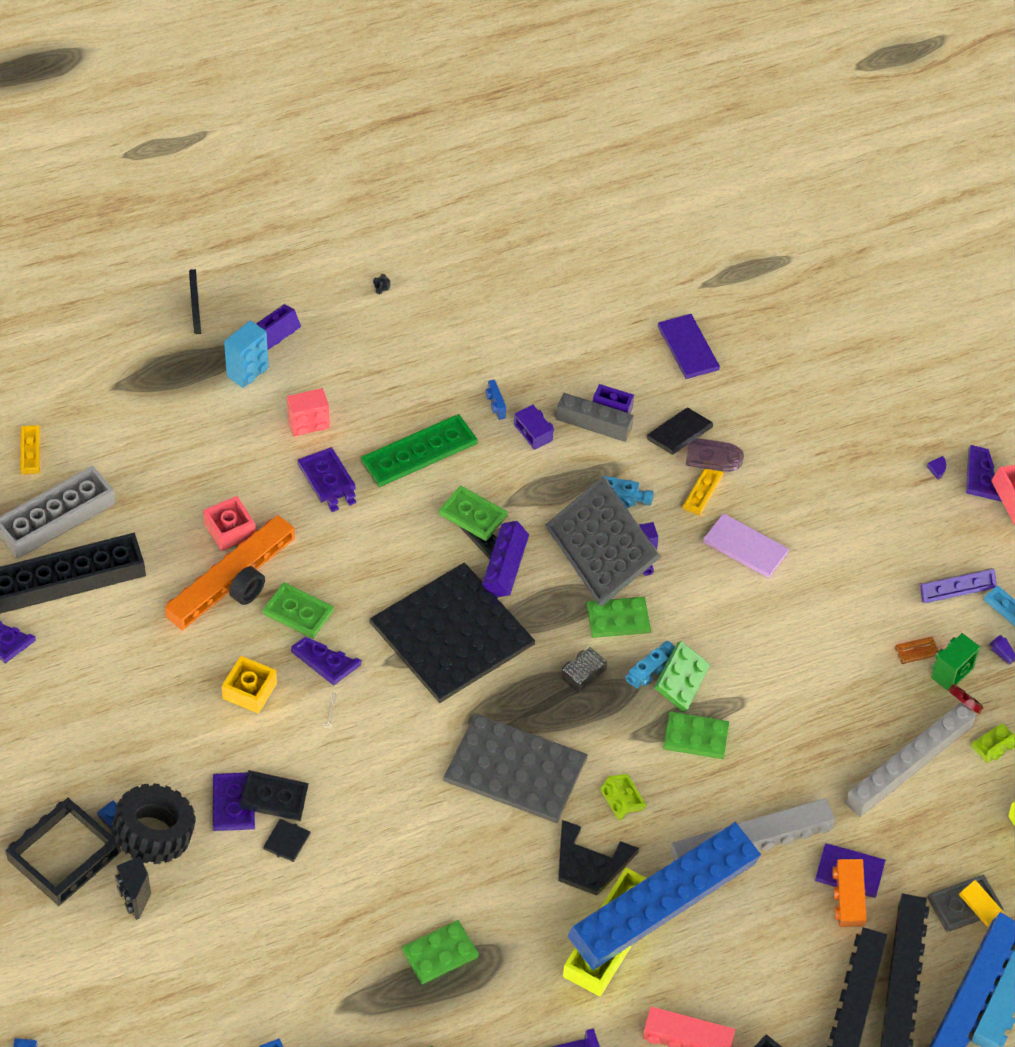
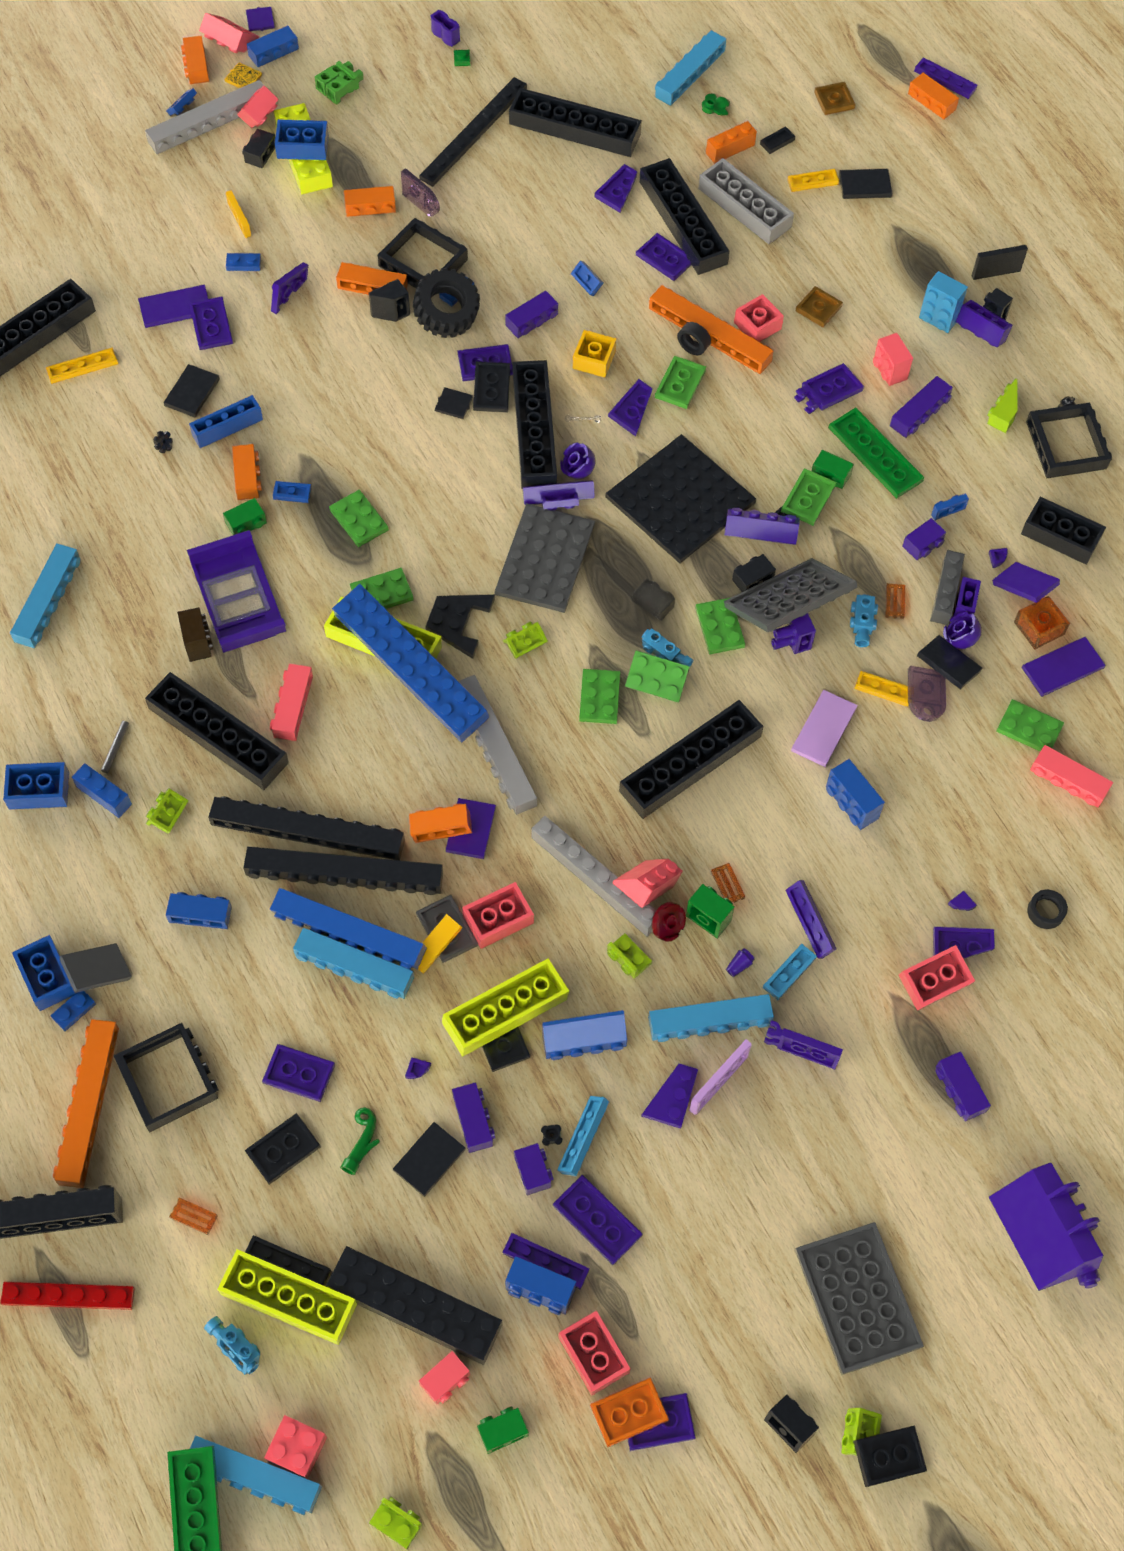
camera: 85 degrees right, 10 degrees up
(47, 402) = (865, 183): none -> black tile
(81, 1003) = (285, 285): none -> dark purple wing
(89, 911) = (365, 279): none -> orange brick
(110, 605) = (664, 256): none -> dark purple tile
(132, 682) = (587, 278): none -> blue plate
(176, 743) = (531, 314): none -> dark purple brick
(216, 469) = (819, 306): none -> pearl gold plate
(256, 309) = (998, 303): none -> black brick
(339, 754) = (534, 423): none -> black brick
(368, 402) = (921, 407): none -> dark purple brick
(382, 333) = (1004, 412): none -> lime slope
(396, 1020) = (292, 491): none -> blue plate
(400, 715) = (578, 461): none -> dark purple cylinder
(427, 313) = (1043, 449): none -> black window
(436, 490) = (833, 468): none -> green brick
(440, 743) = (559, 495): none -> bracket
(539, 313) = (1063, 530): none -> black brick
(544, 934) = (387, 588): none -> bright green plate
(558, 374) = (998, 556): none -> dark purple tile
(561, 576) = (753, 573): none -> black brick
(598, 352) = (1026, 582): none -> dark purple tile
(600, 465) = (894, 613): none -> clear orange tile
(644, 349) = (1041, 622): none -> clear orange brick
(649, 411) = (963, 630): none -> dark purple cylinder
(753, 383) = (1029, 726): none -> bright green plate
(783, 658) = (690, 759): none -> black brick
(811, 361) = (1071, 776): none -> coral brick
(830, 526) = (854, 794): none -> blue brick
(923, 707) = (649, 880): none -> coral slope
(945, 414) = (1054, 897): none -> black tyre
(957, 848) = (498, 915): none -> coral brick

